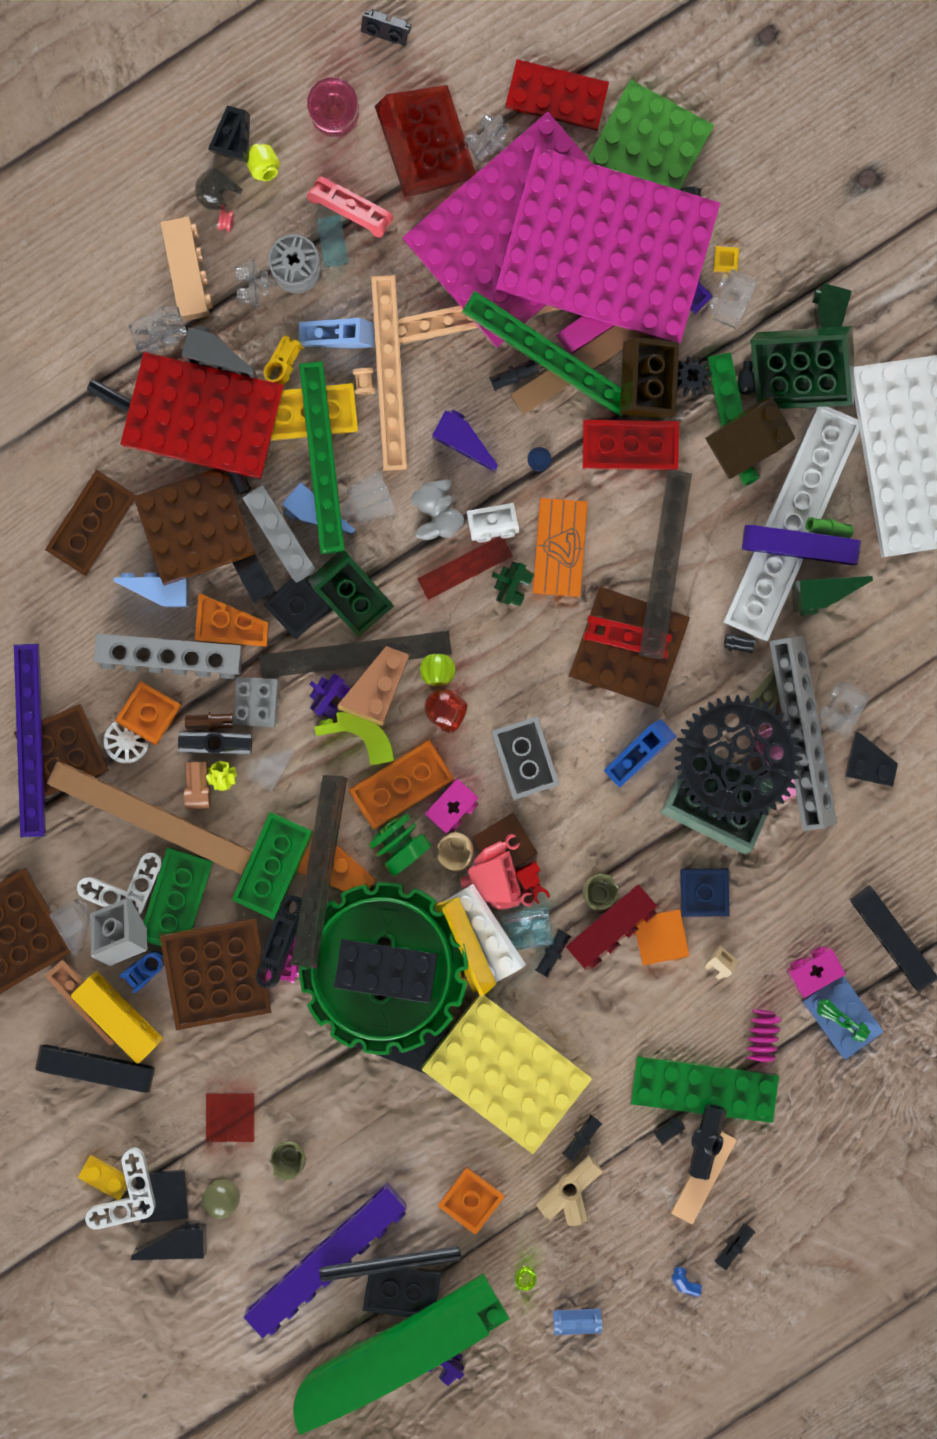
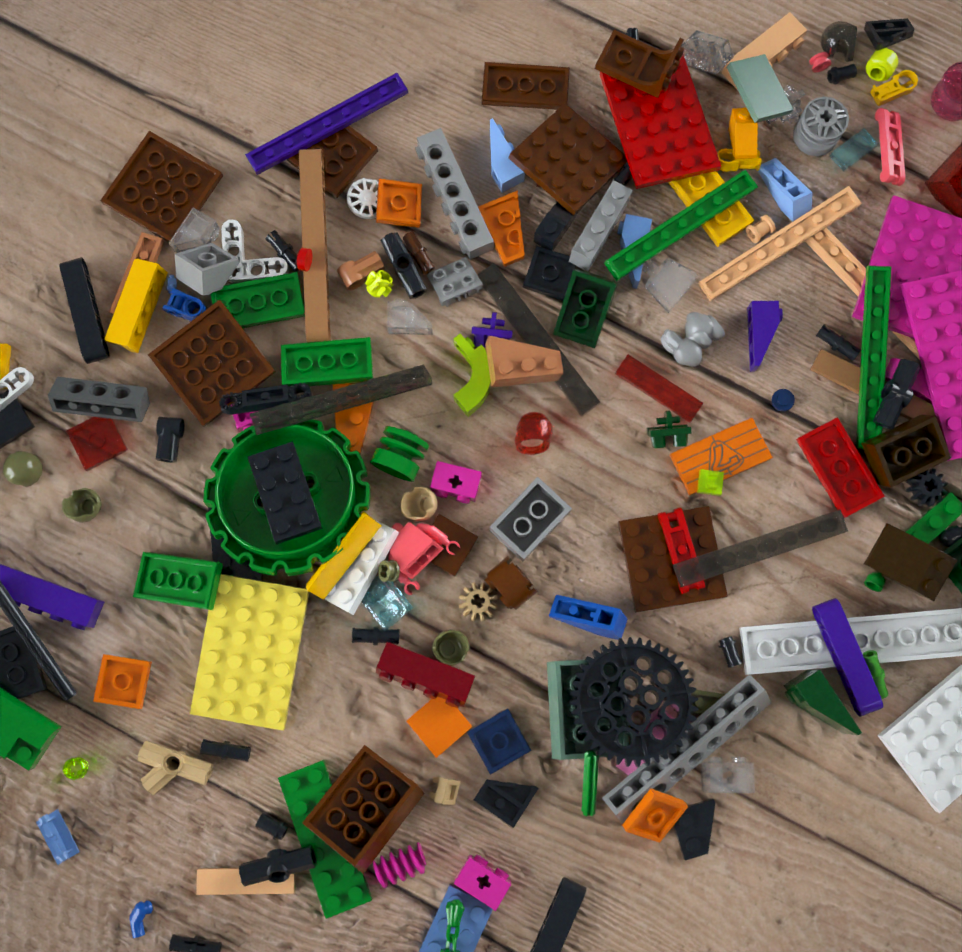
camera: 60 degrees right, 10 degrees down
(112, 973) = (170, 283): none -> medium blue piece
(137, 406) = (639, 63): none -> reddish brown bracket
(138, 848) = (283, 249): none -> black pin
(164, 836) = (304, 259): none -> red tile
(205, 1090) = (99, 399): none -> dark grey brick
(207, 350) = (713, 93): dark grey slope -> none
(227, 303) = (759, 88): none -> sand green tile
(249, 205) = (842, 73): none -> black pin
(260, 1045) = (169, 433): none -> black piece
(261, 342) = (743, 134): none -> light orange slope
(292, 167) = (892, 89): none -> yellow piece
(401, 784) = (451, 432): orange tile -> none
(408, 1106) = (178, 580): none -> green tile
(437, 670) = (562, 408): lime piece -> none
(493, 522) = (709, 389): white bracket -> none
(504, 912) = (388, 571): none -> olive bush
(529, 878) = (429, 579): red piece -> none
(574, 807) = (510, 583): none -> reddish brown brick
(577, 852) = (473, 608): none -> tan gear
(580, 573) = (710, 482): none -> lime tile
(594, 356) = (896, 394): none -> black piece
(698, 1042) = (364, 808): none -> reddish brown slope
(758, 914) = (505, 800): none -> black wing
(785, 834) = (590, 779): none -> green axle
(842, 793) = (654, 815): none -> orange plate

